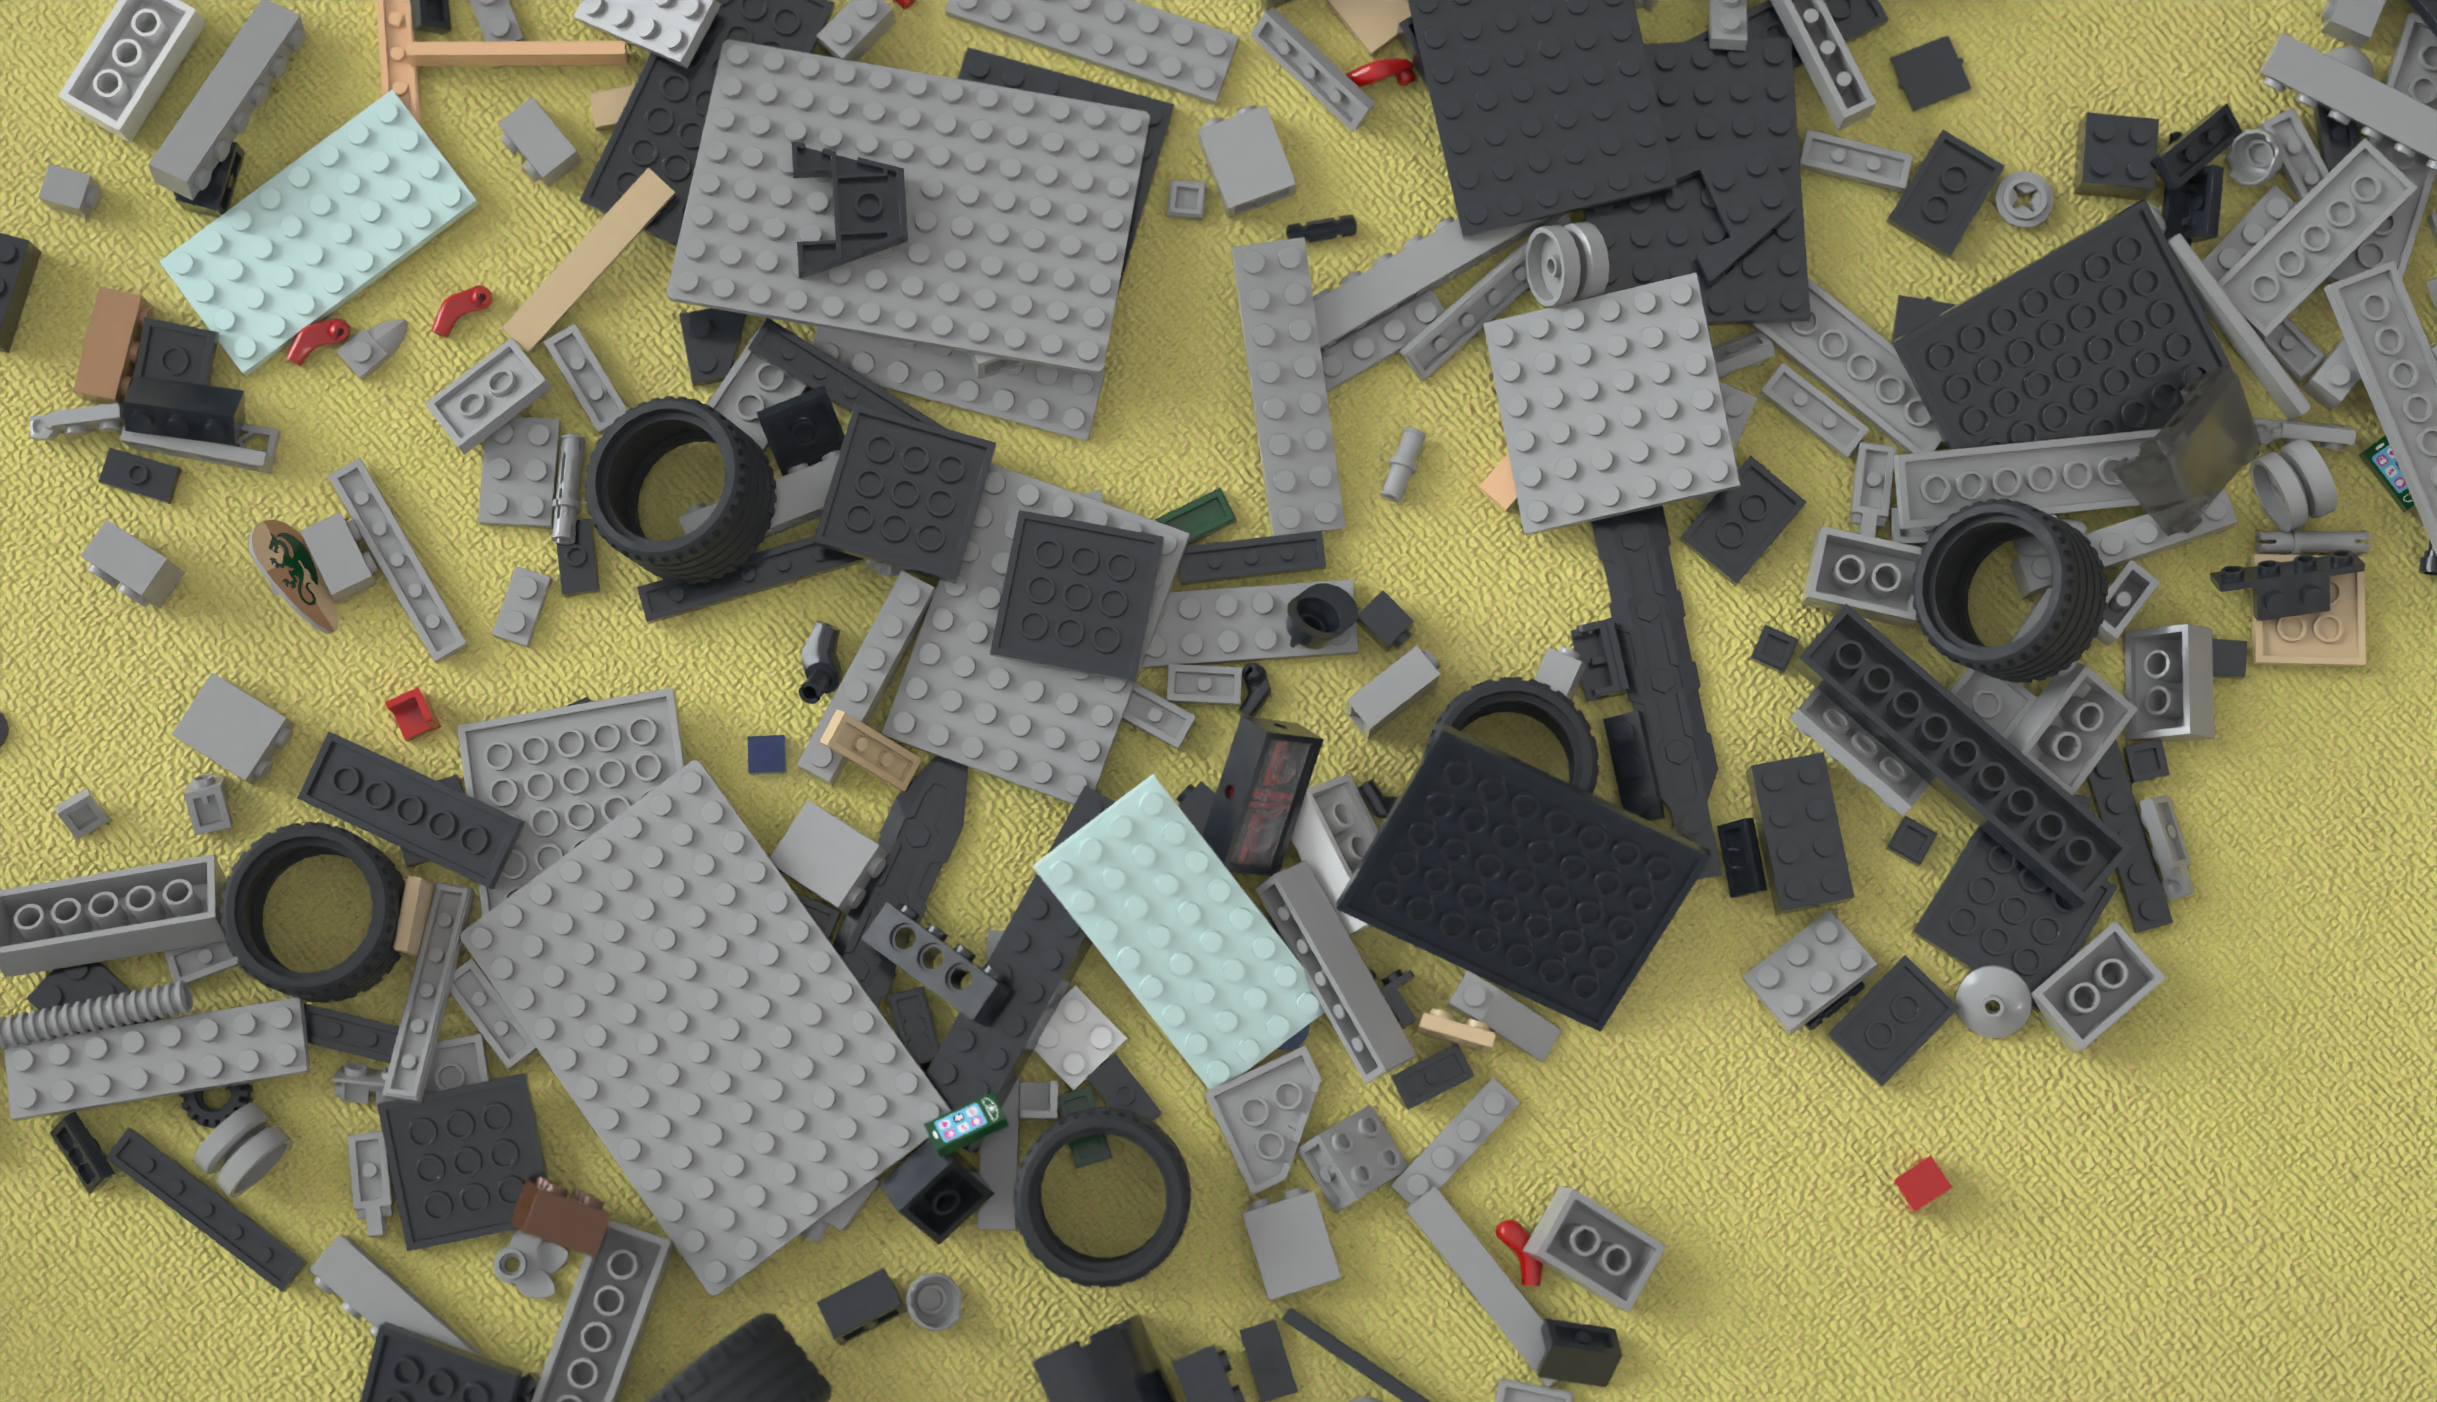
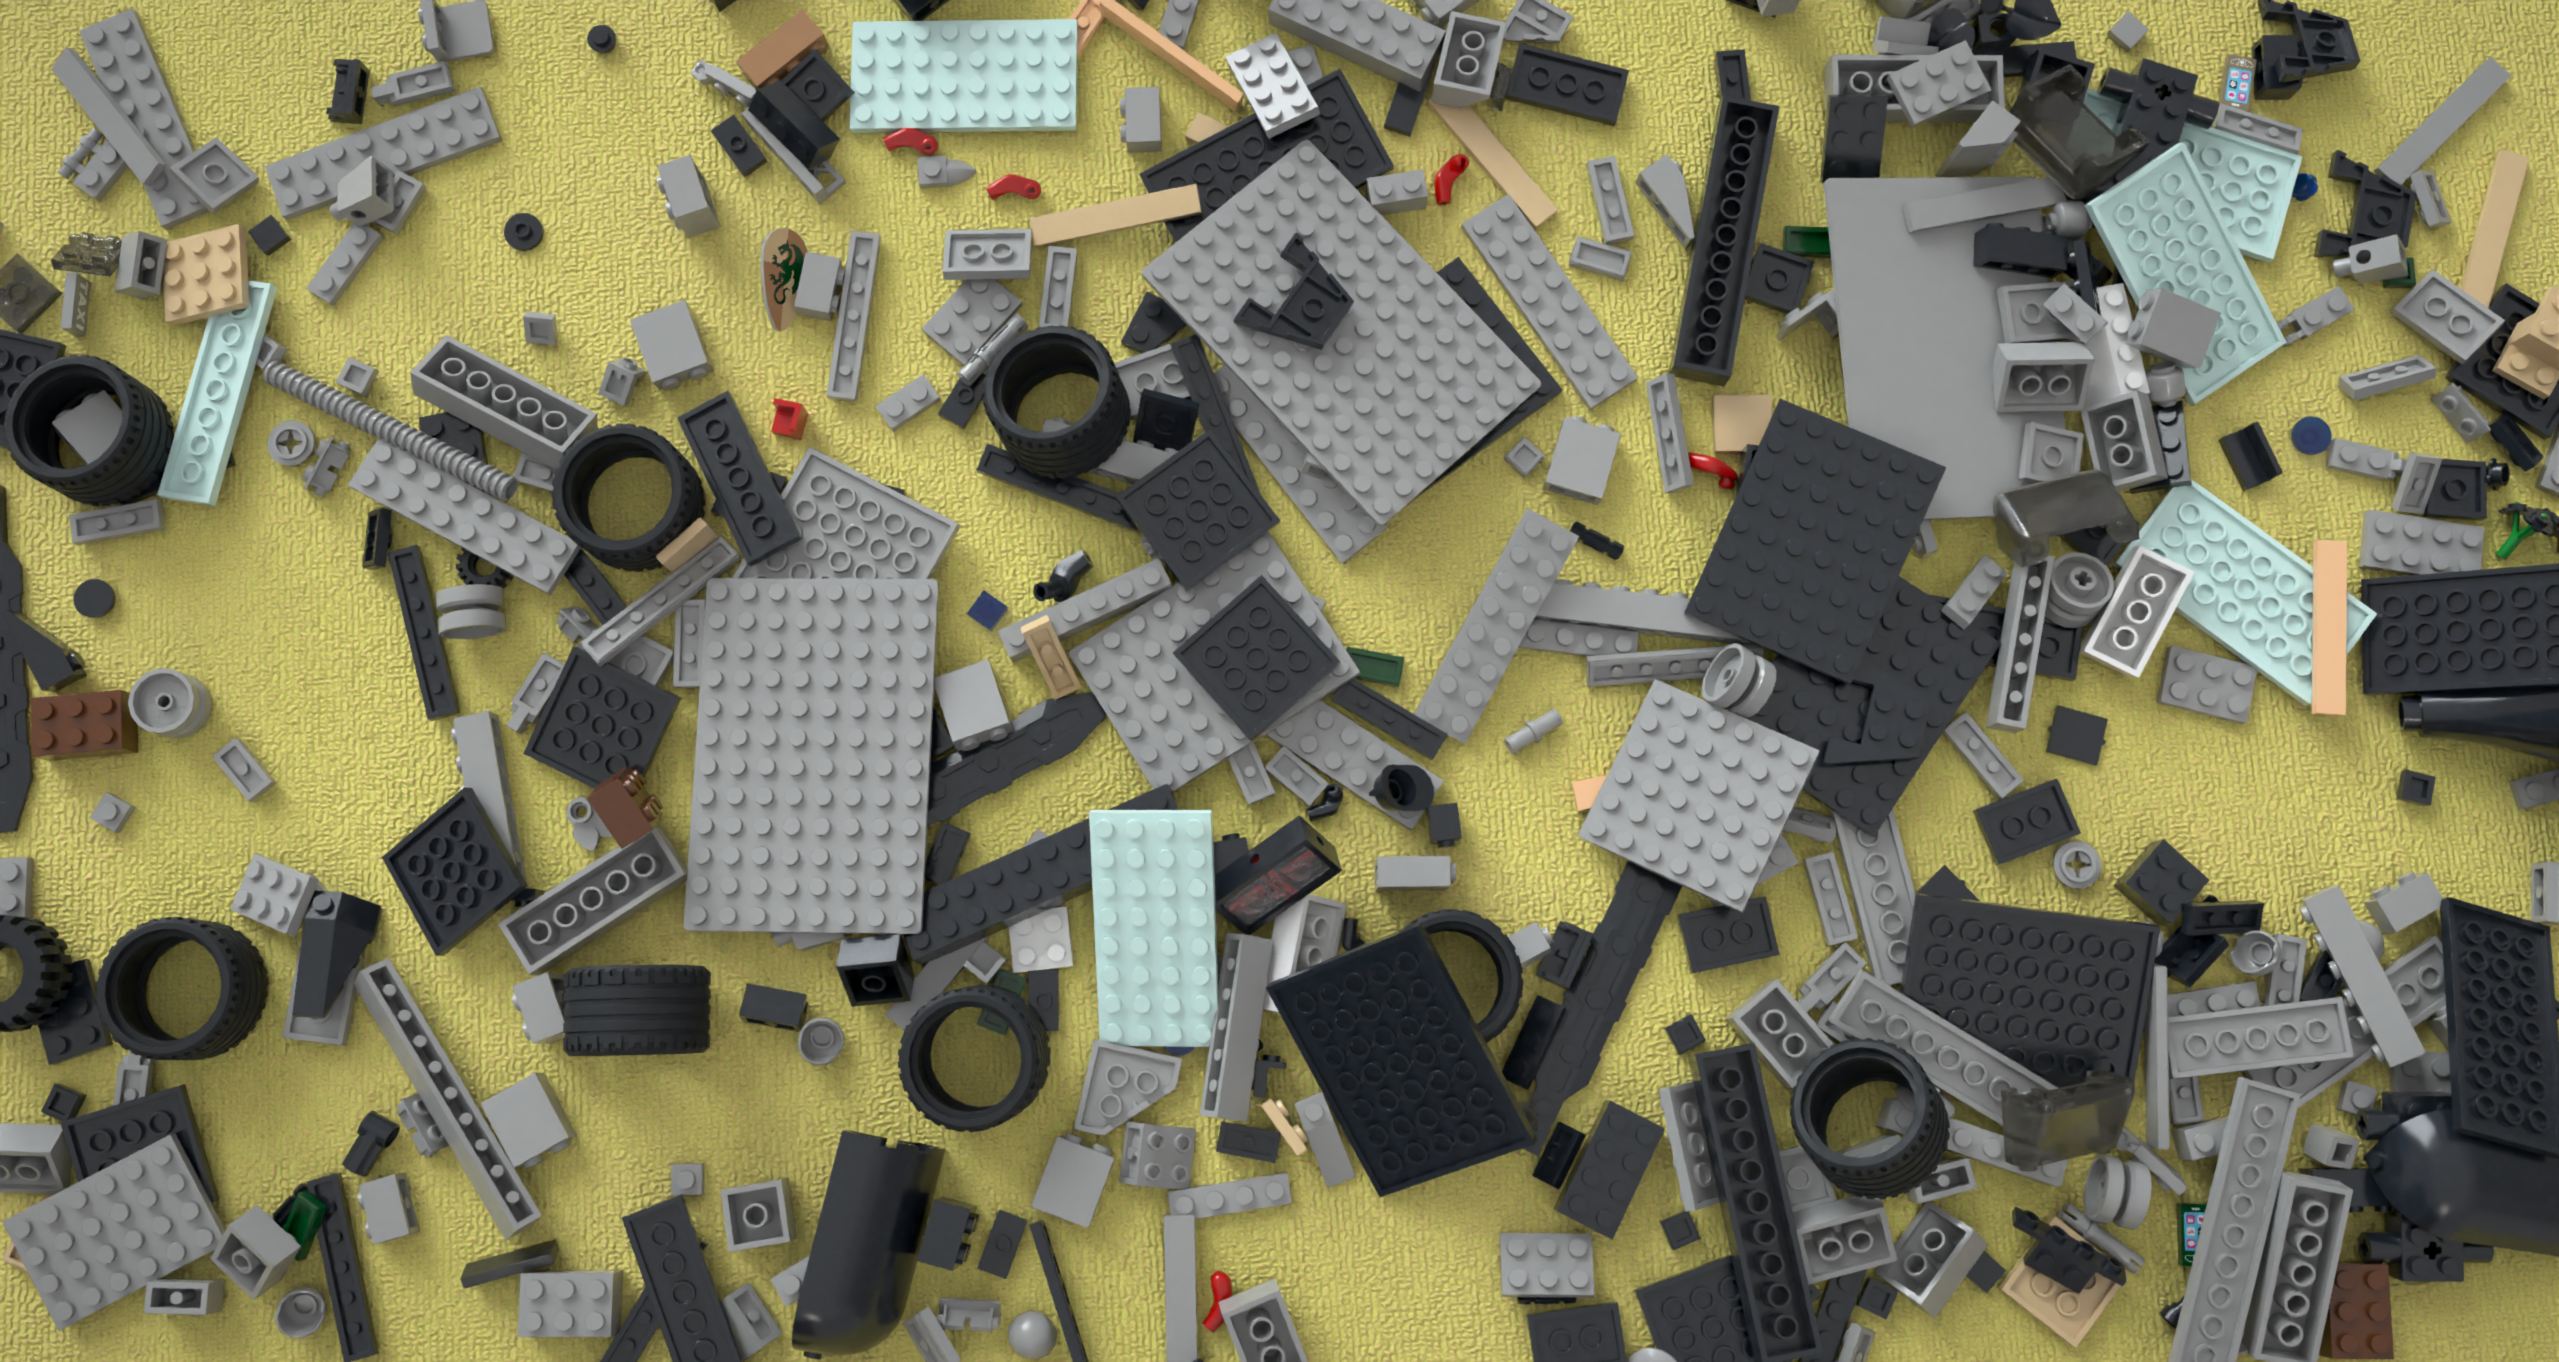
camera: 35 degrees right, 0 degrees up
(889, 937) = (969, 786): brick -> none
(966, 1125) = (922, 944): tile -> none

